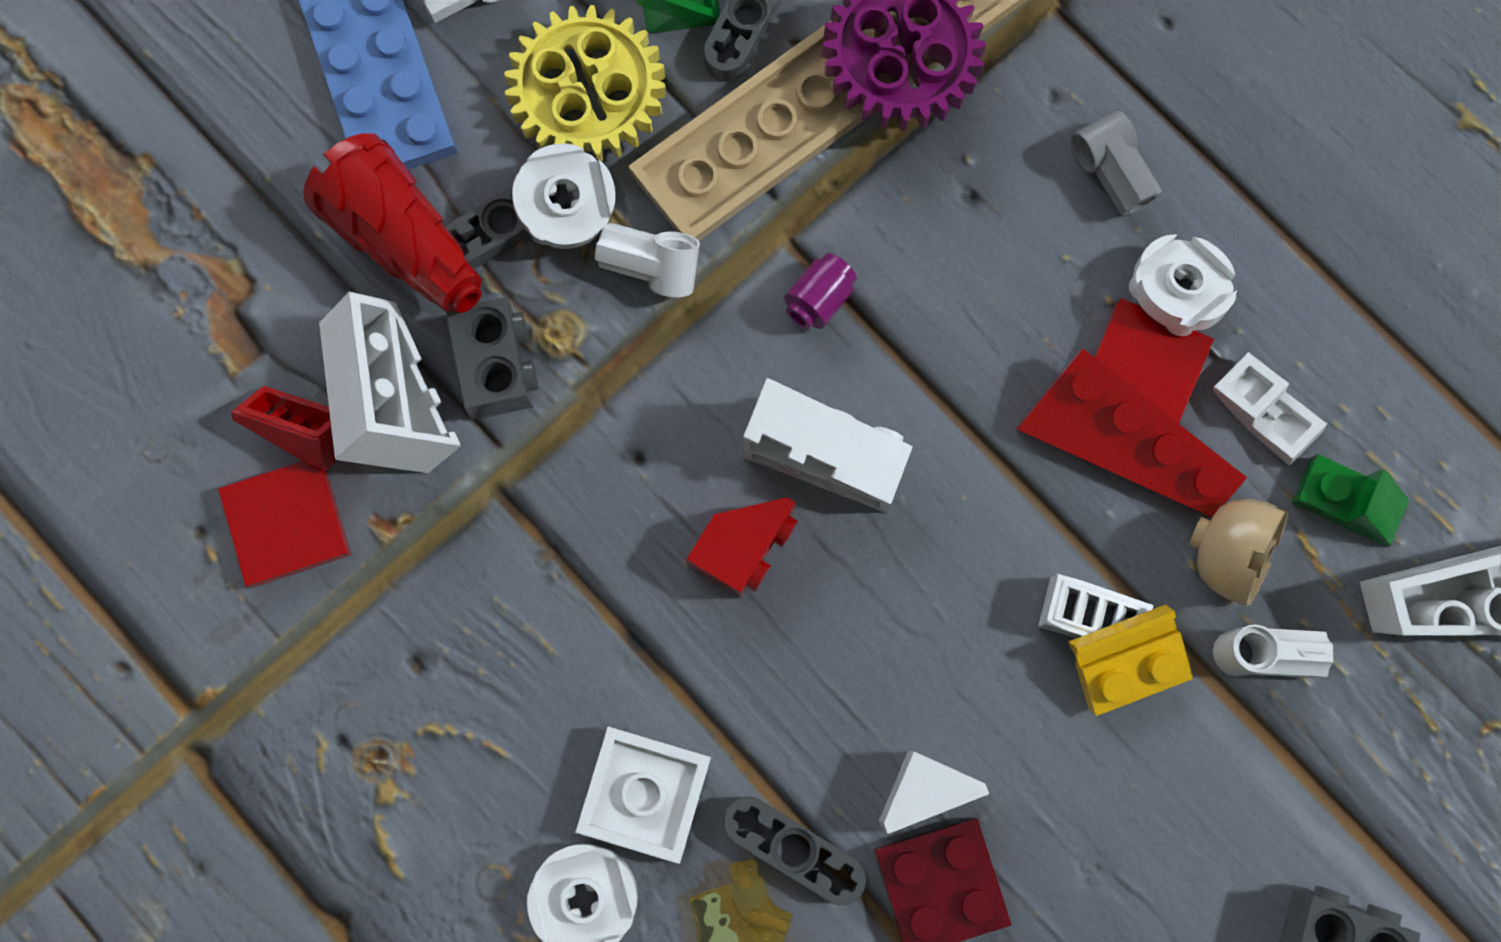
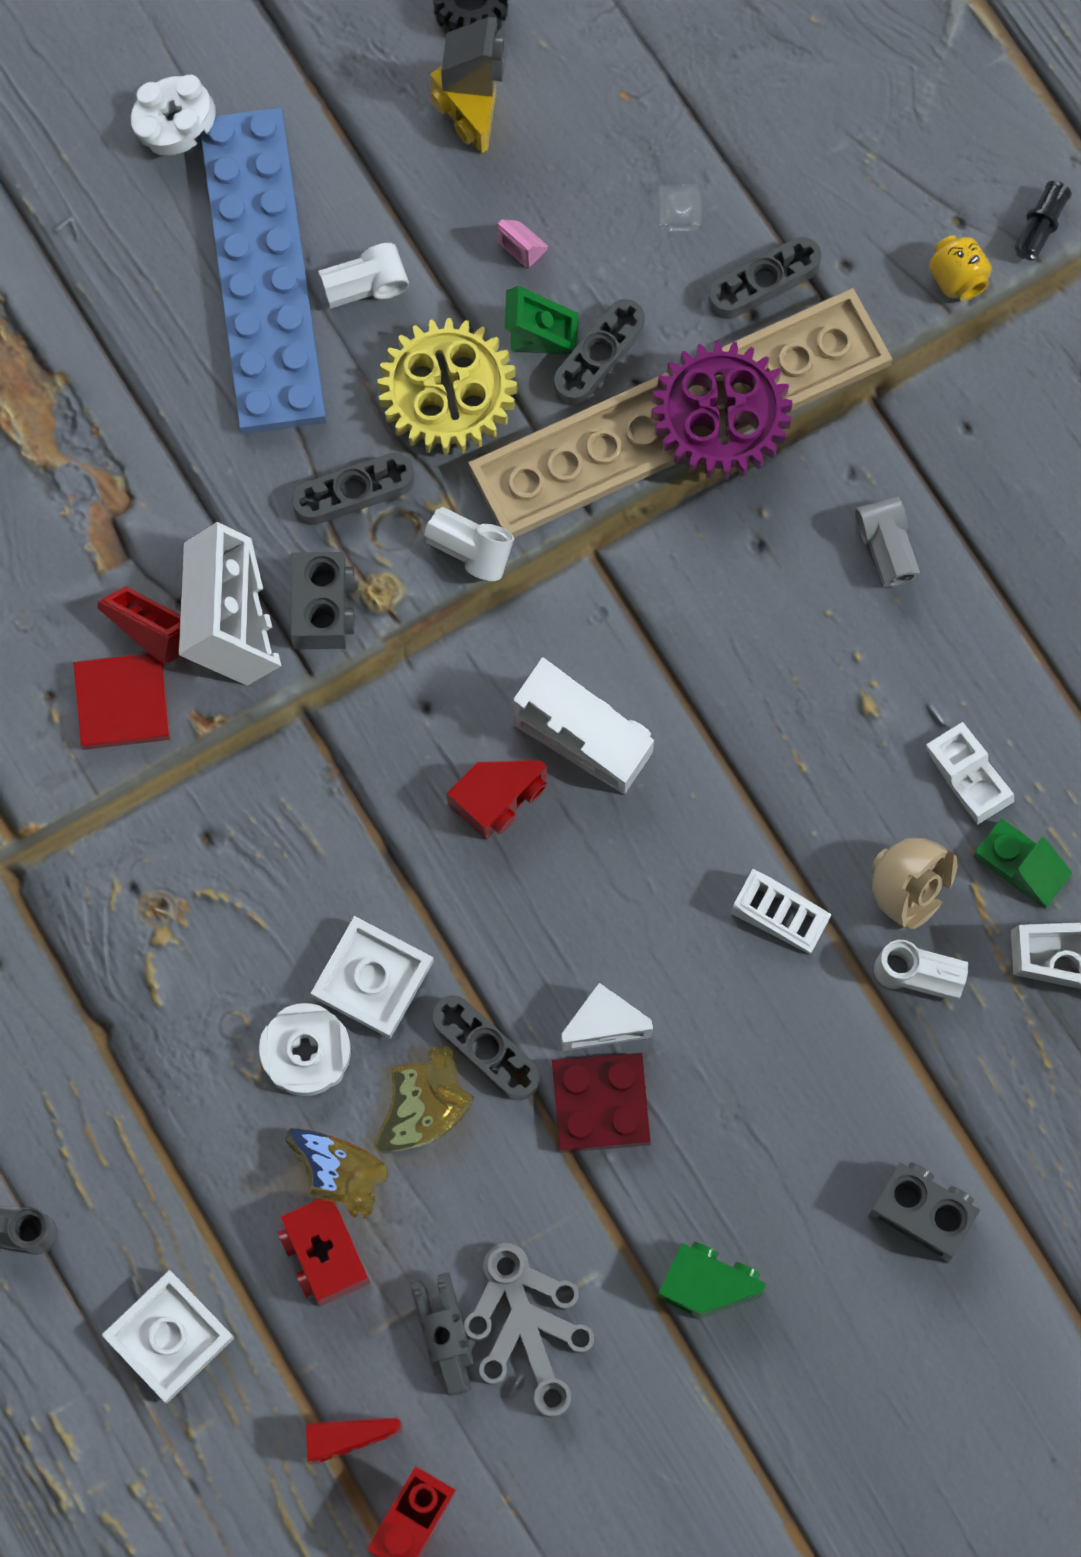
camera: 15 degrees right, 5 degrees down
(381, 212) = (255, 463): red cone -> none
(580, 173) = (427, 461): white plate -> none
(820, 292) = (608, 599): magenta brick -> none
(1119, 429) = (835, 763): red wing -> none
(1131, 660) = (799, 952): yellow plate -> none
(1152, 358) = (874, 715): red tile -> none
(1172, 305) = (916, 675): white plate -> none

